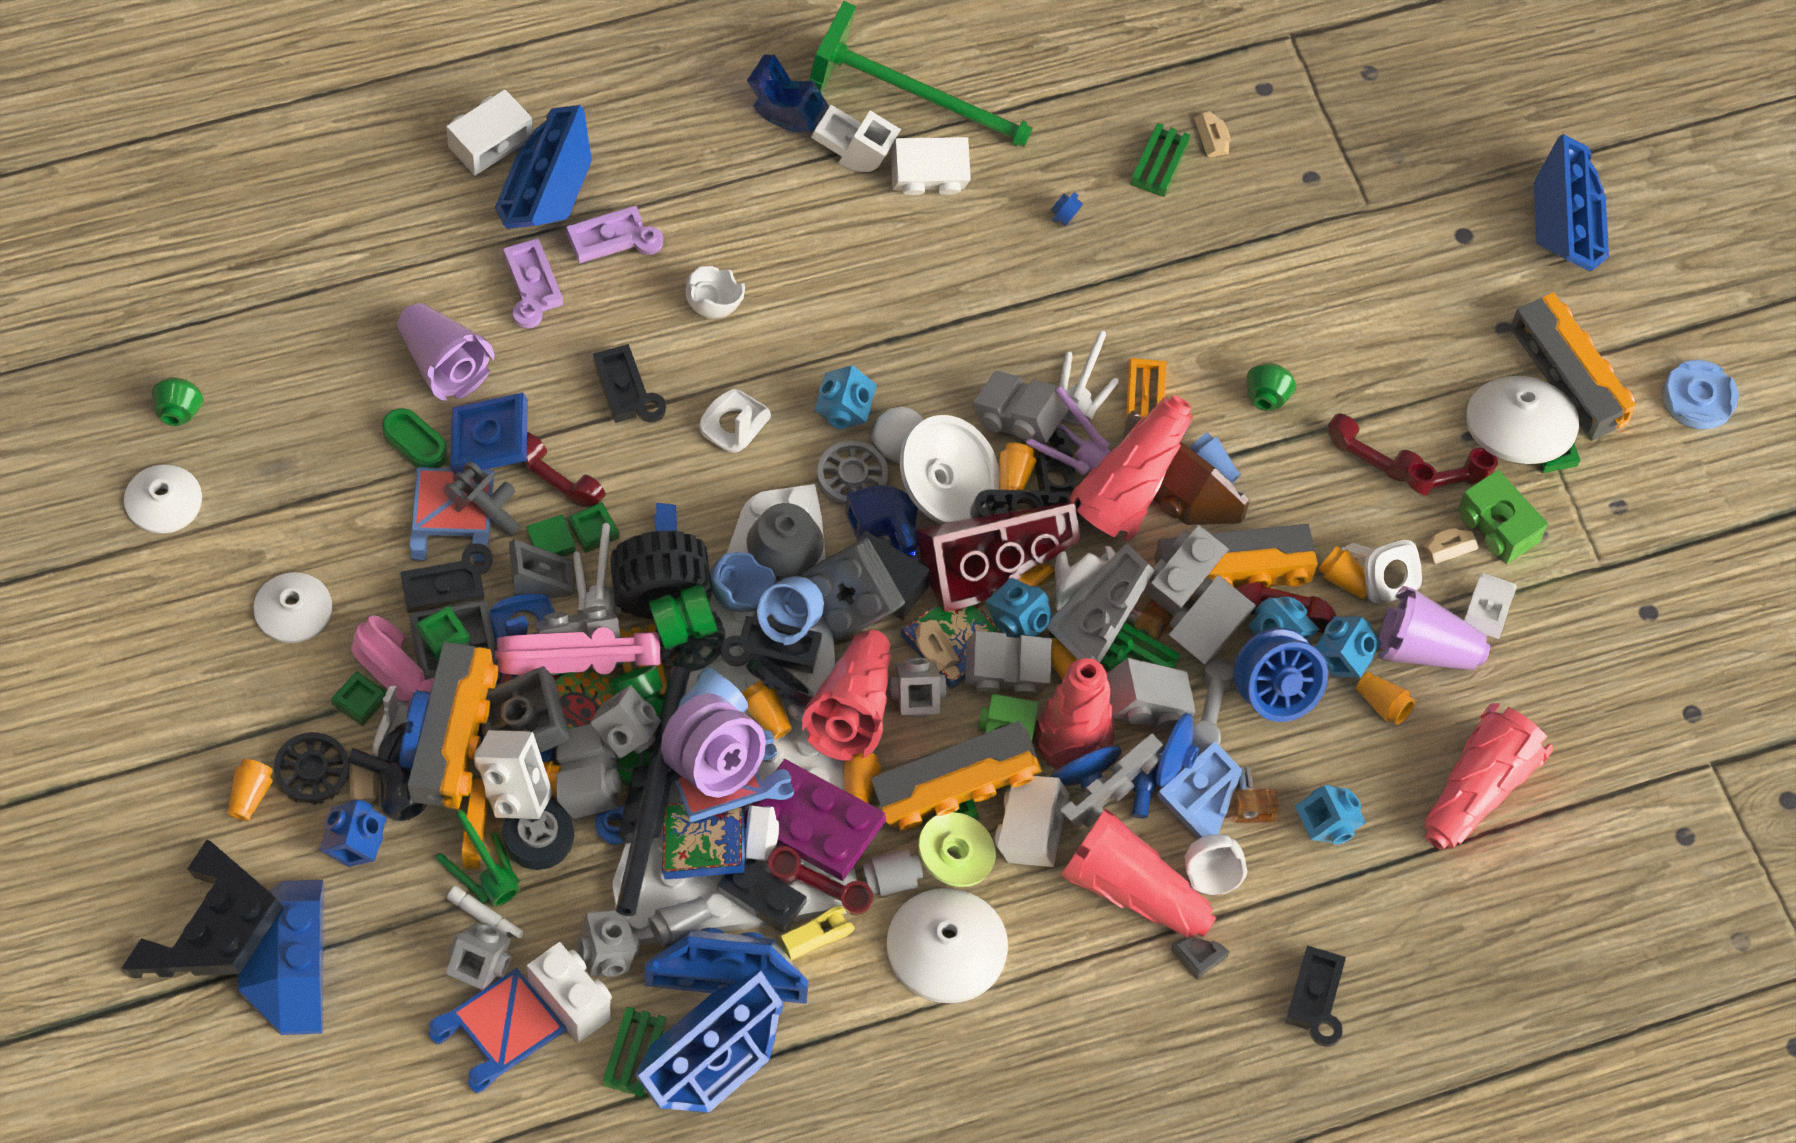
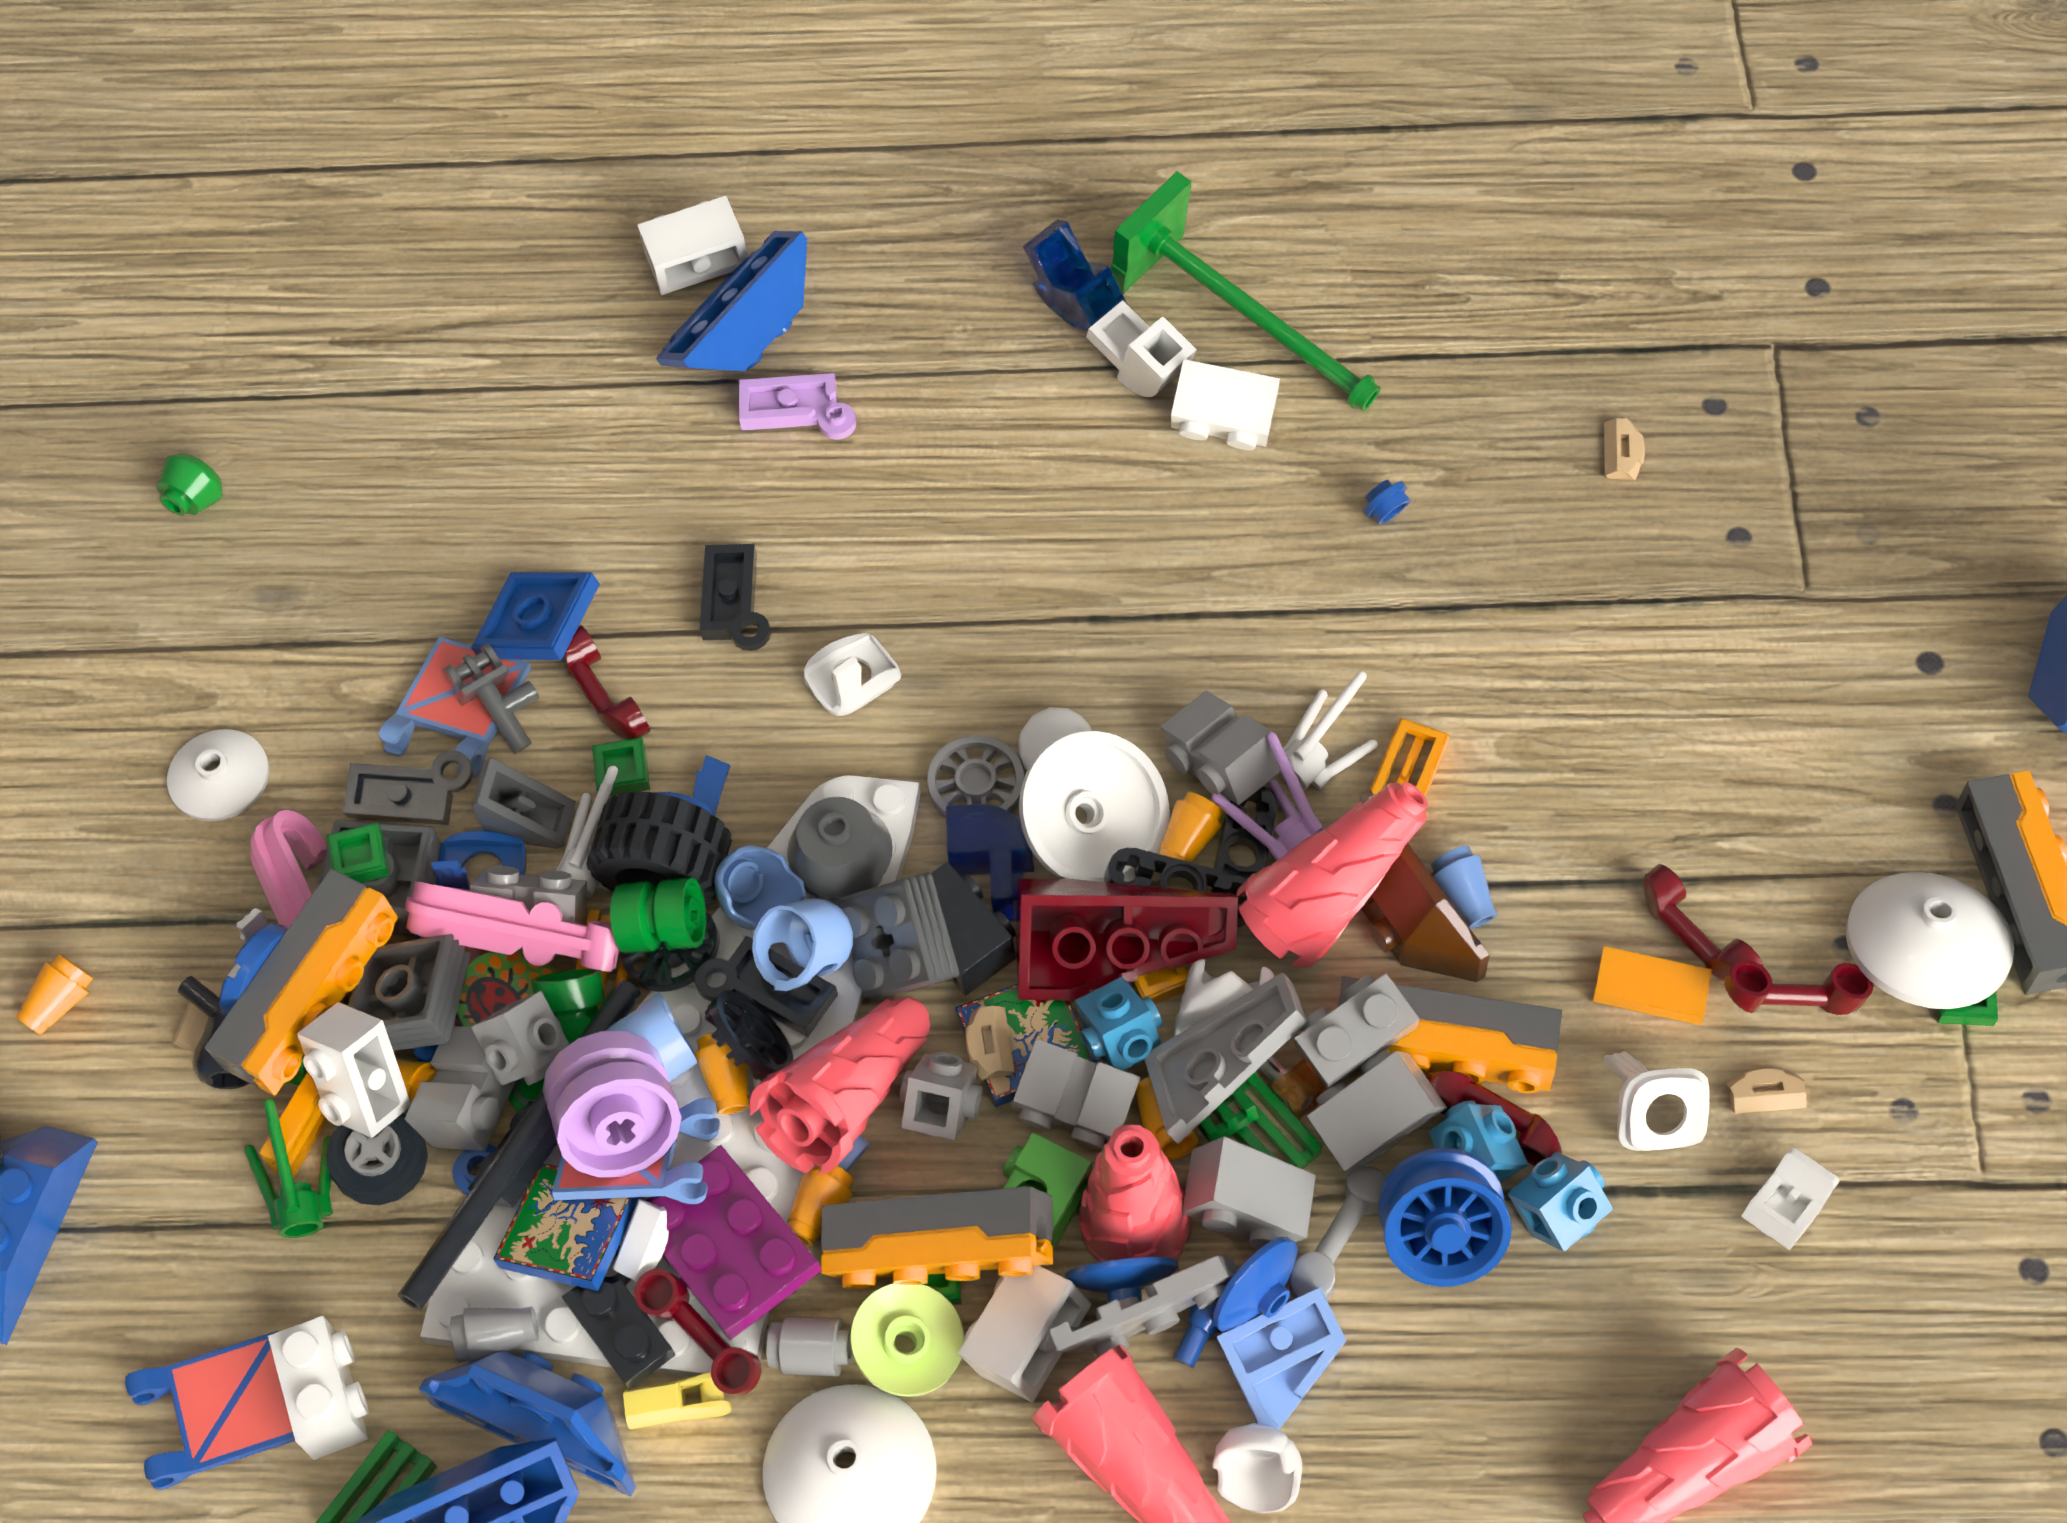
camera: 30 degrees right, 0 degrees up
(163, 512) = (140, 611): white dish -> none
(311, 768) = (143, 987): black wheel -> none
(353, 833) = (146, 1087): blue brick -> none
(359, 698) = (235, 905): green tile -> none
(414, 439) = (451, 599): green tile -> none
(445, 352) = (524, 502): lavender cone -> none
(479, 955) = (223, 1303): light grey brick -> none
(482, 912) = (268, 1243): white wheel -> none
(533, 282) = (673, 440): lavender hinge -> none
(552, 536) = (562, 766): green tile -> none
(607, 943) = (391, 1338): light grey brick -> none
(713, 292) = (886, 503): white hair -> none
(845, 397) = (998, 679): dark azure brick -> none
(1170, 137) = (1560, 439): green tile -> none
(1254, 804) = (1349, 1393): clear orange piece -> none
(1270, 386) = (1578, 803): green cone -> none
(1331, 814) = (1449, 1444): dark azure brick -> none
(1345, 572) = (1595, 1090): light orange cone -> none
(1356, 495) = (1652, 985): none -> light orange tile
(1387, 699) = (1595, 1291): light orange cone -> none
(1429, 635) = (1688, 1218): lavender cone -> none
(1500, 499) = (1853, 1043): bright green brick -> none

